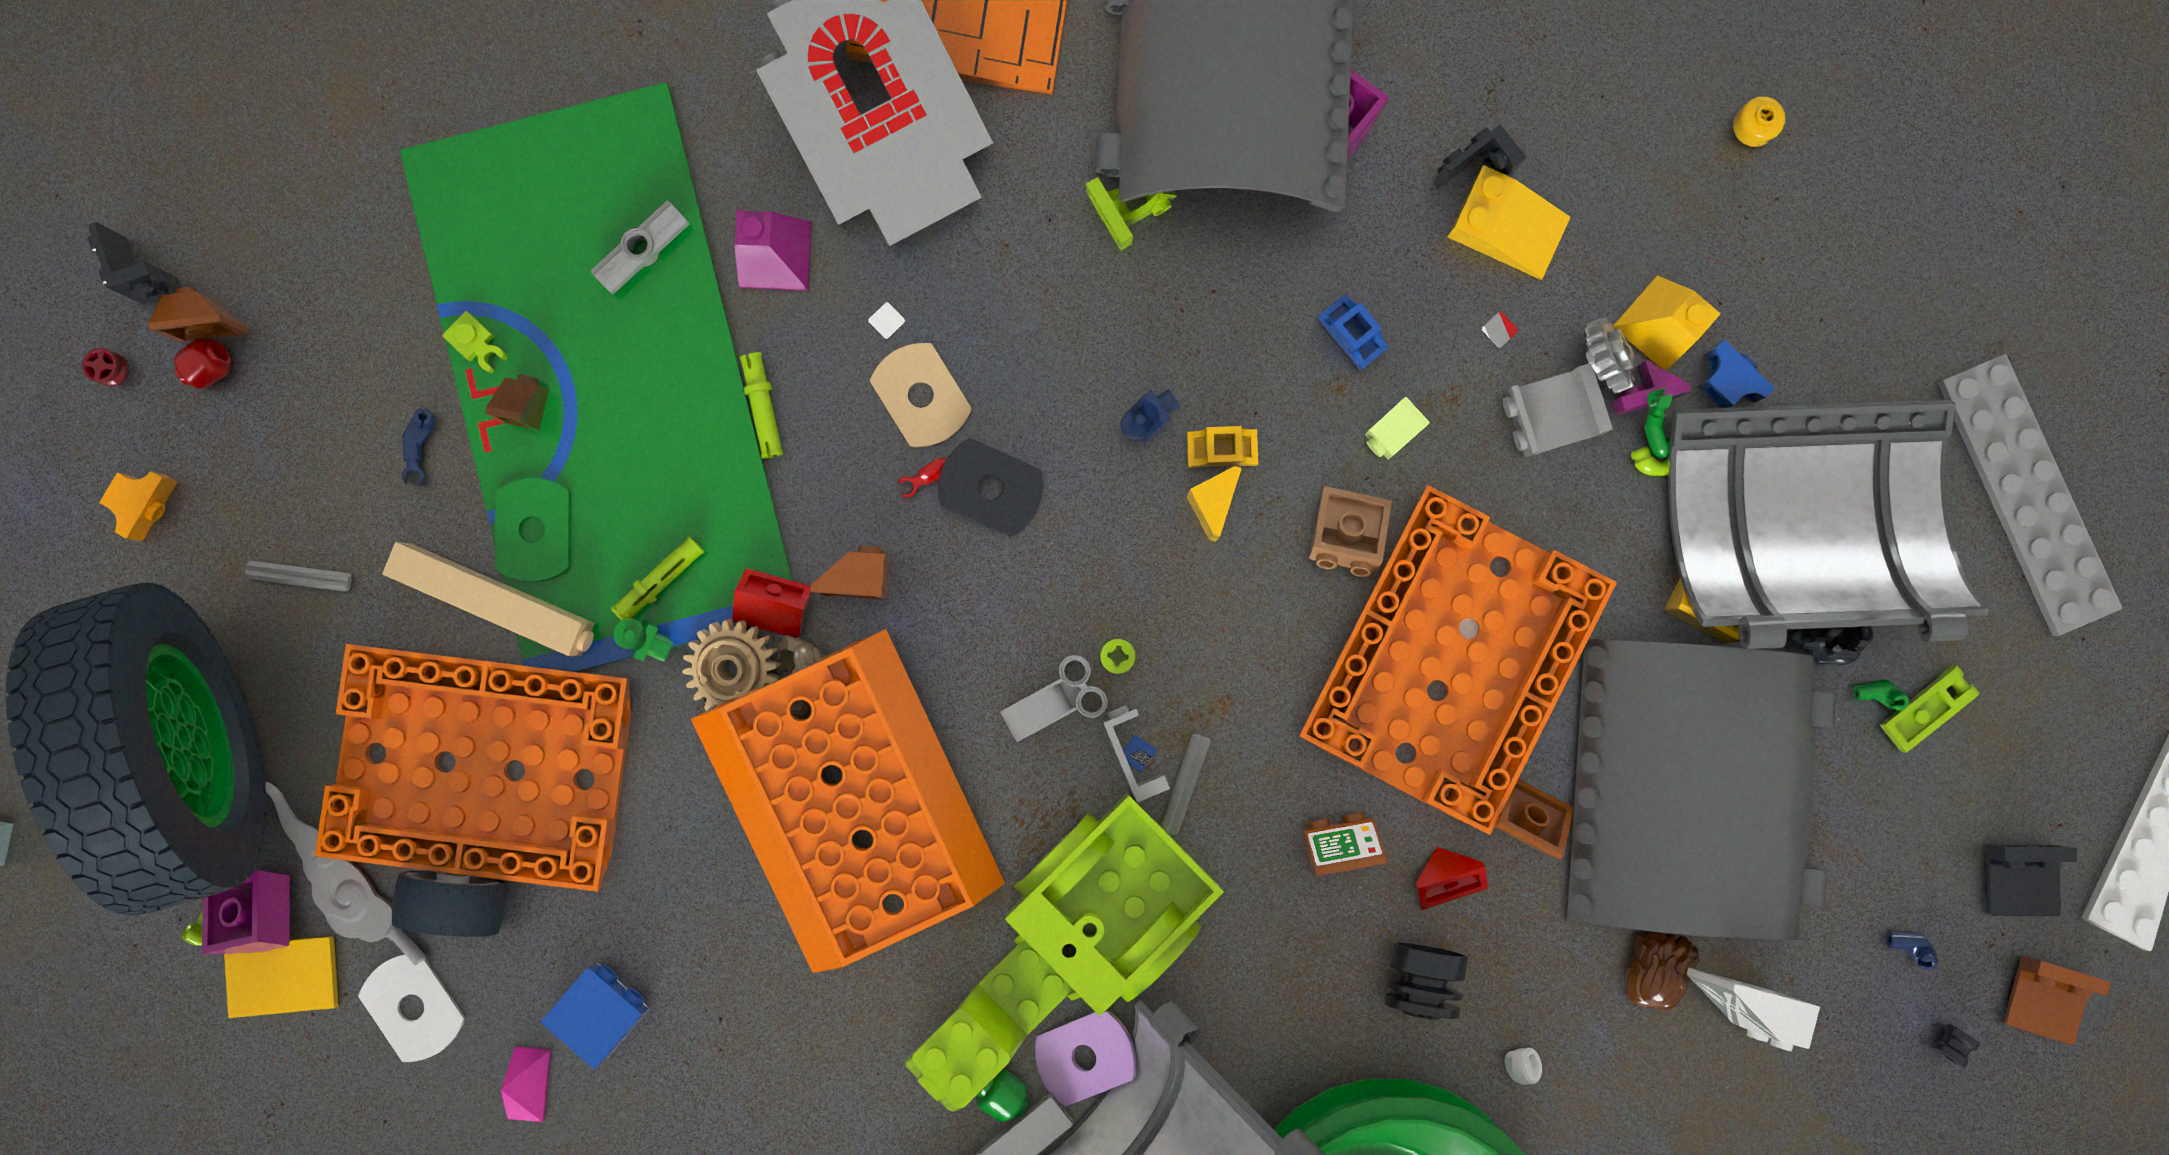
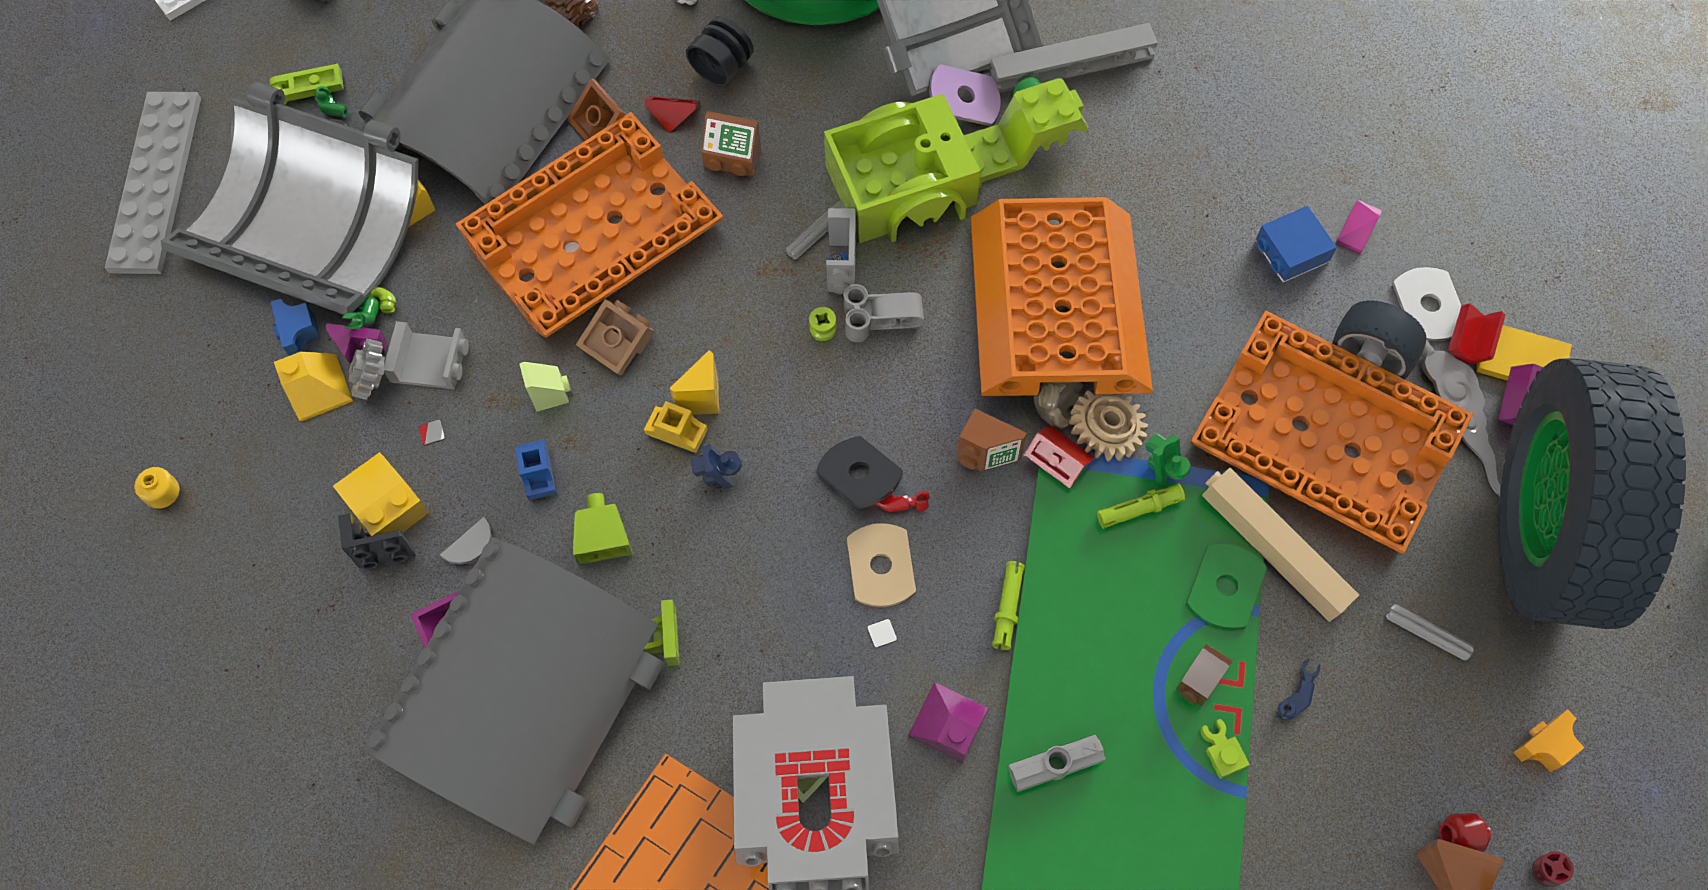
camera: 155 degrees left, 20 degrees down
(341, 978) = (1476, 335): none -> red panel
(1243, 291) = (599, 532): none -> lime torso
(1377, 218) = (470, 545): none -> light grey tile

